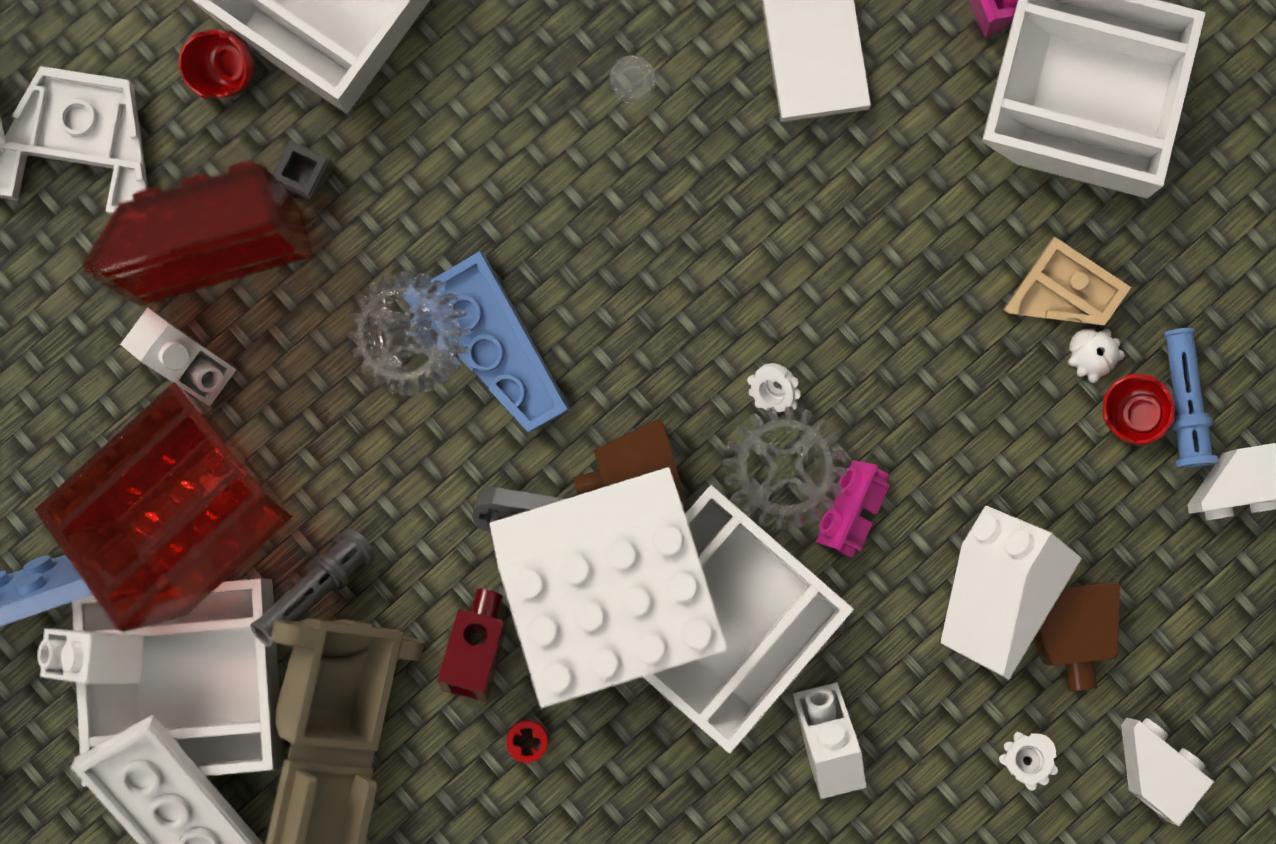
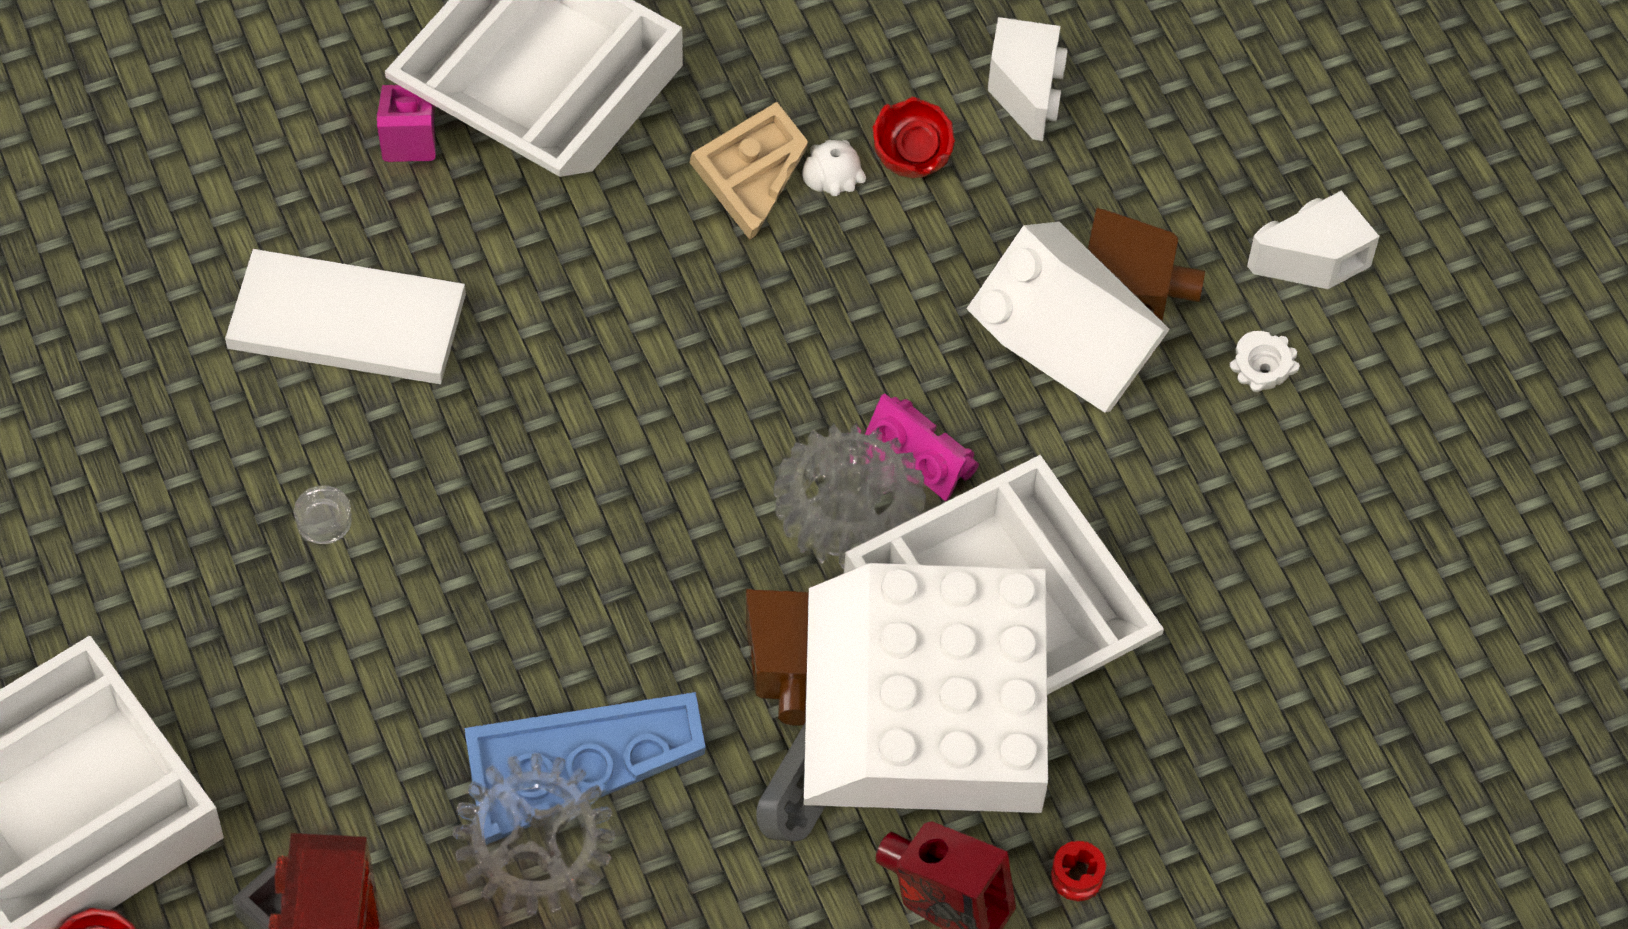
camera: 75 degrees left, 25 degrees down
(774, 387) = (759, 488): white animal -> none
(830, 740) = (1182, 545): white slope -> none
(1182, 344) = (957, 101): medium blue pin -> none

